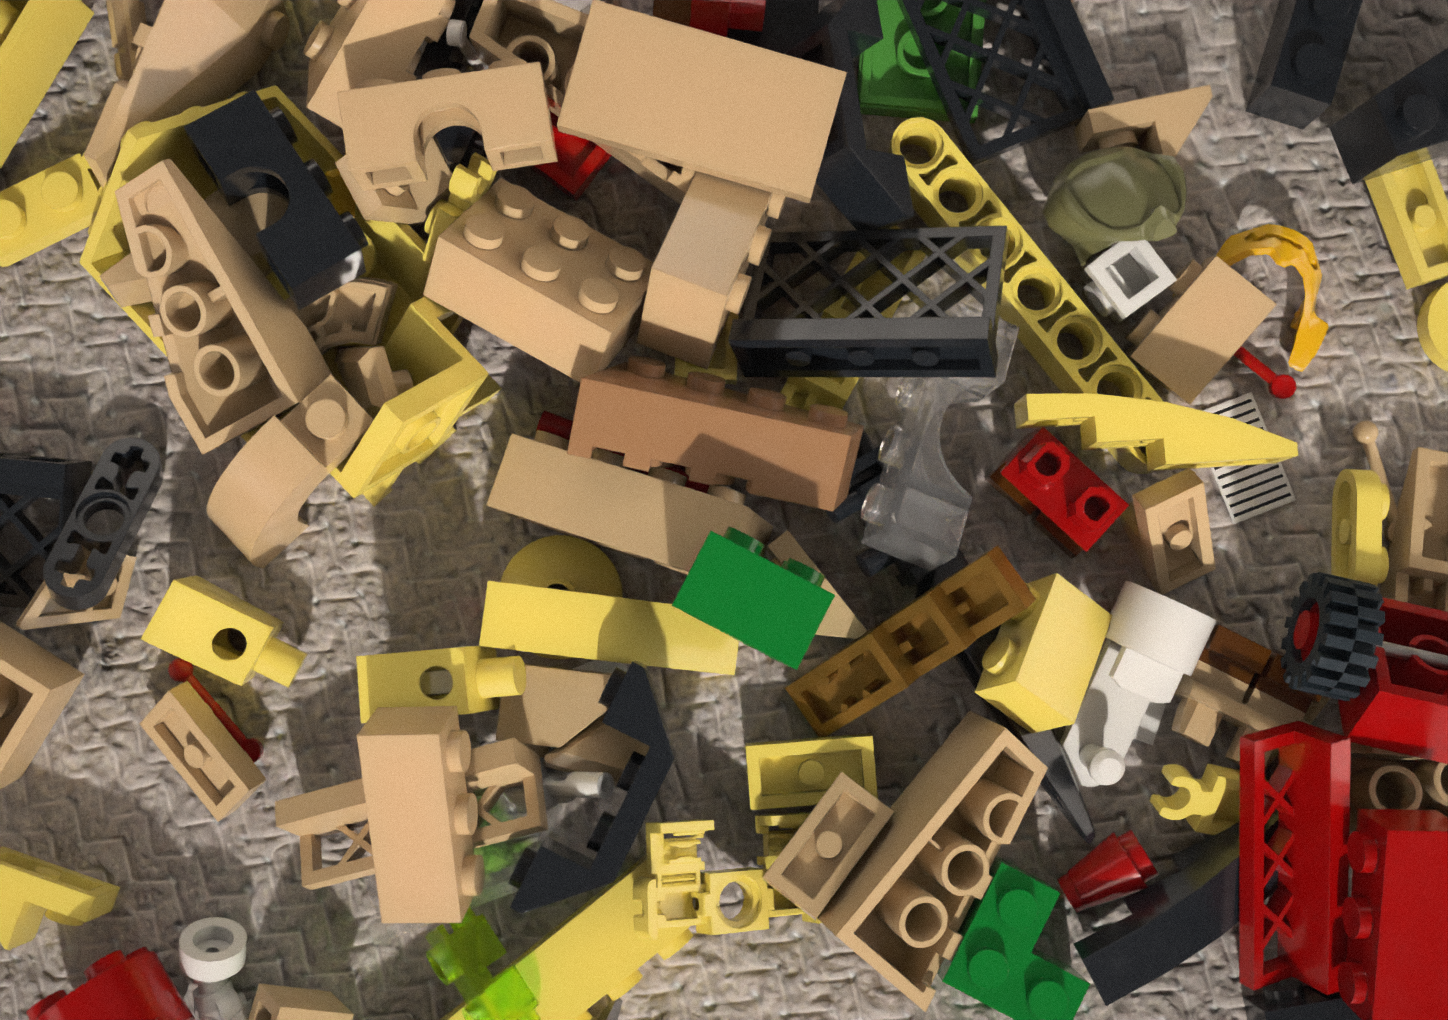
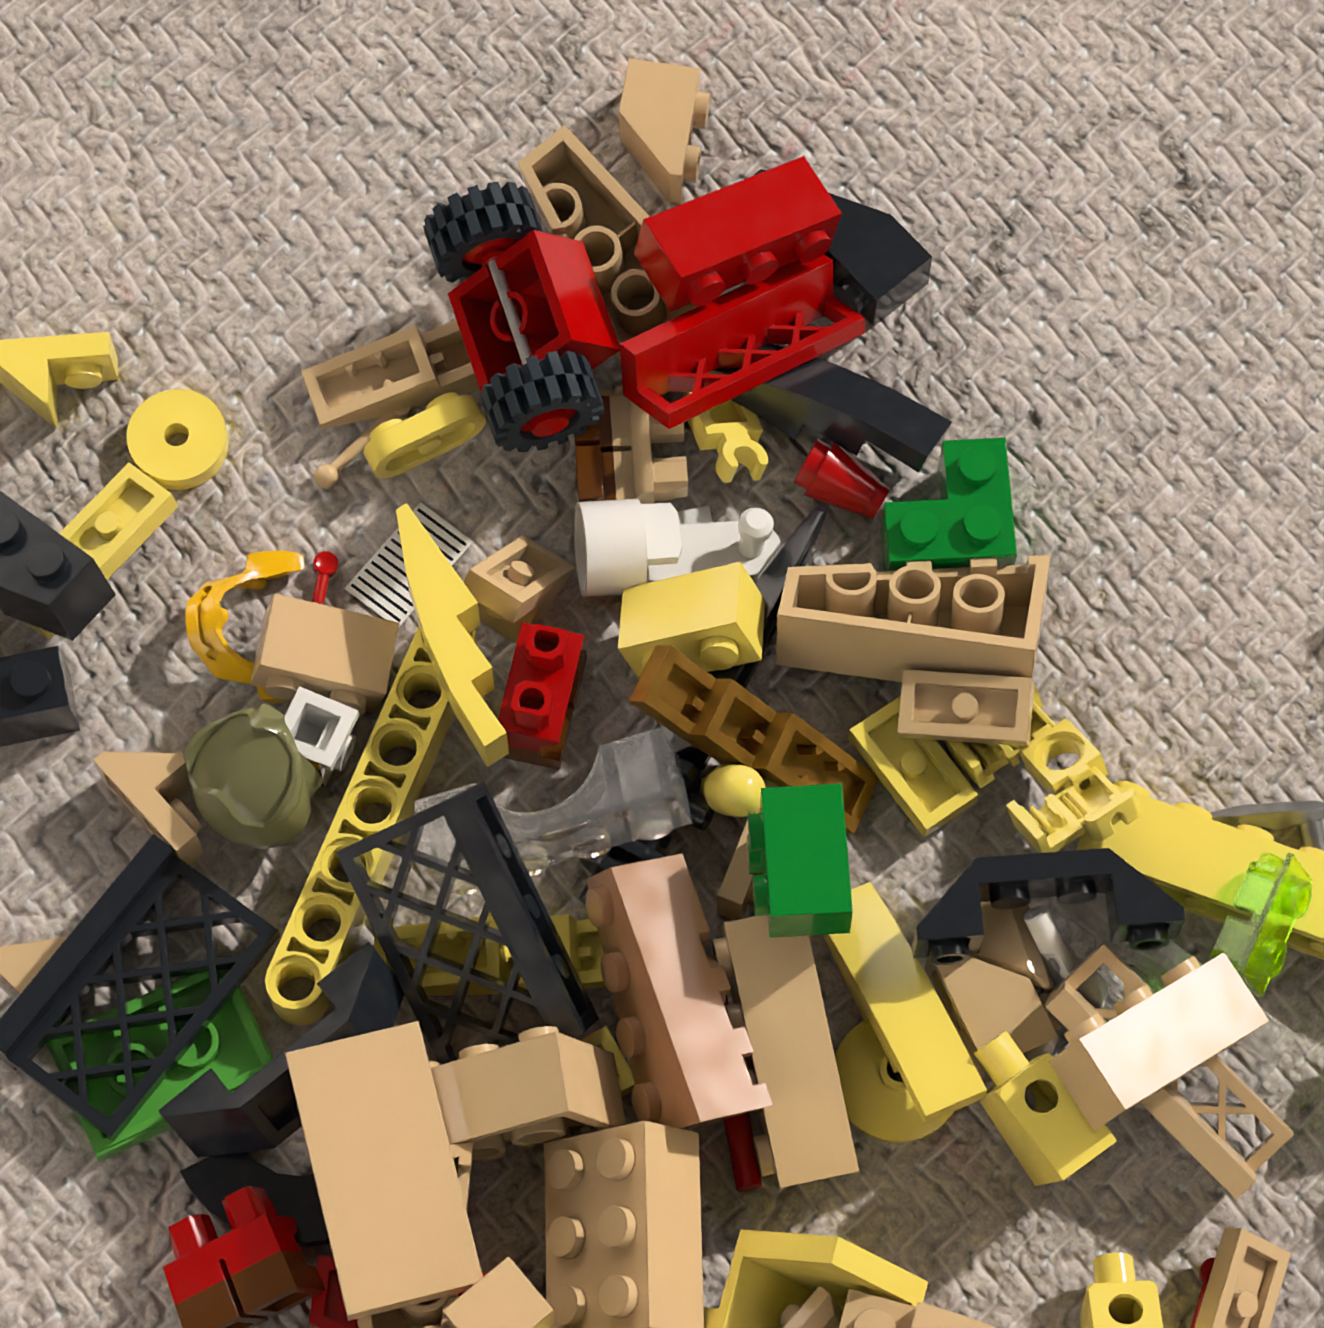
camera: 120 degrees left, 15 degrees down
(871, 599) = (733, 790): none -> light yellow cylinder

